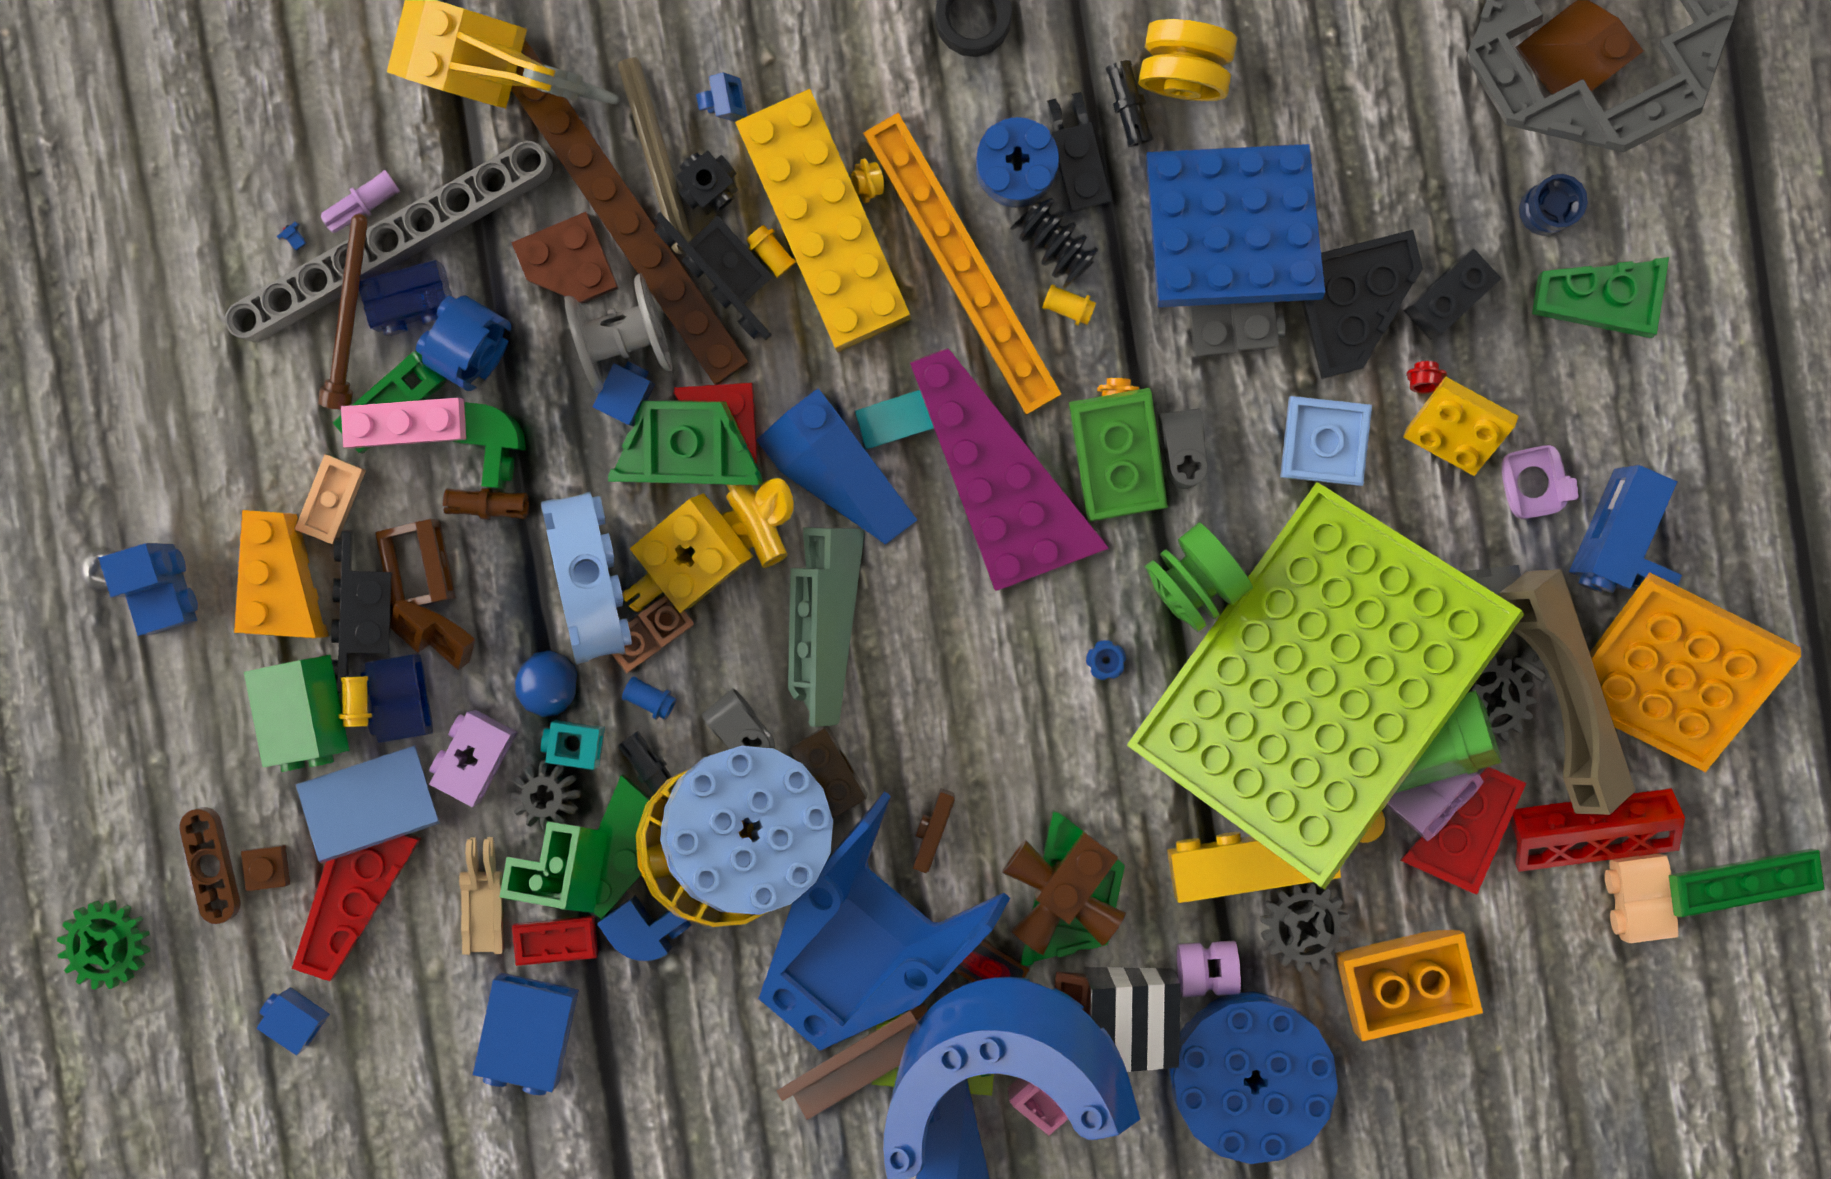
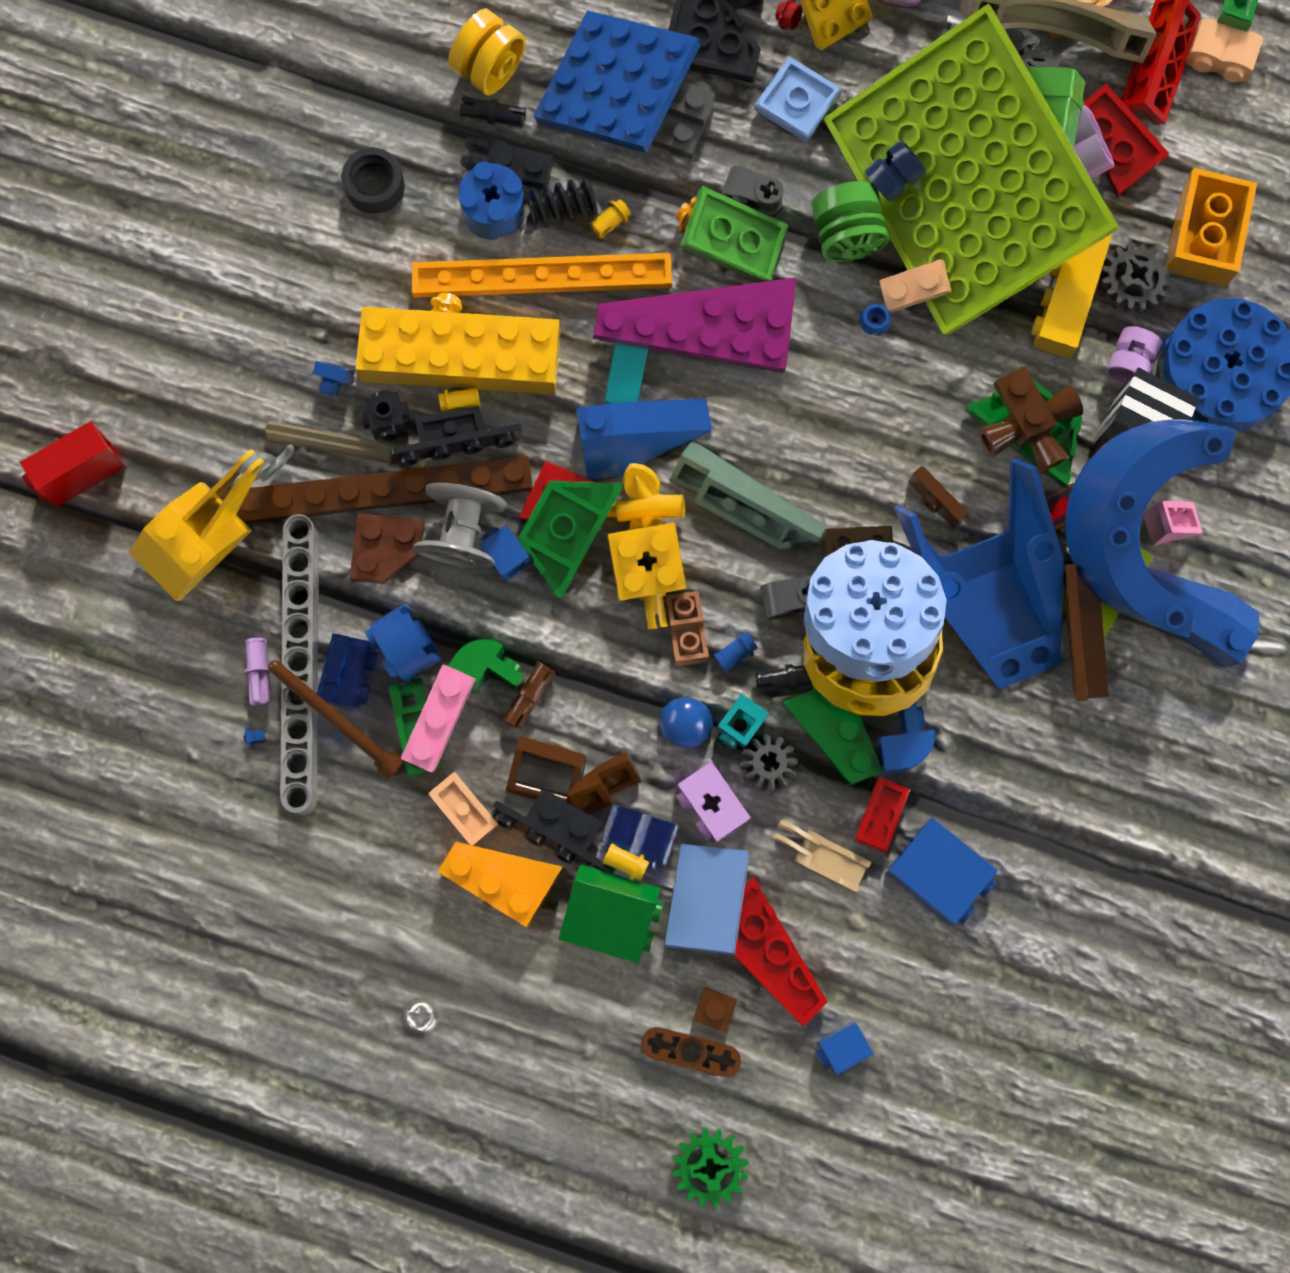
camera: 70 degrees left, 10 degrees down
(152, 585) = (457, 977): blue brick -> none
(566, 871) = (839, 774): green brick -> none
(583, 577) = (625, 634): light blue brick -> none
(1165, 686) = (915, 286): none -> light nougat plate
(1275, 598) = (895, 171): none -> dark blue wheel

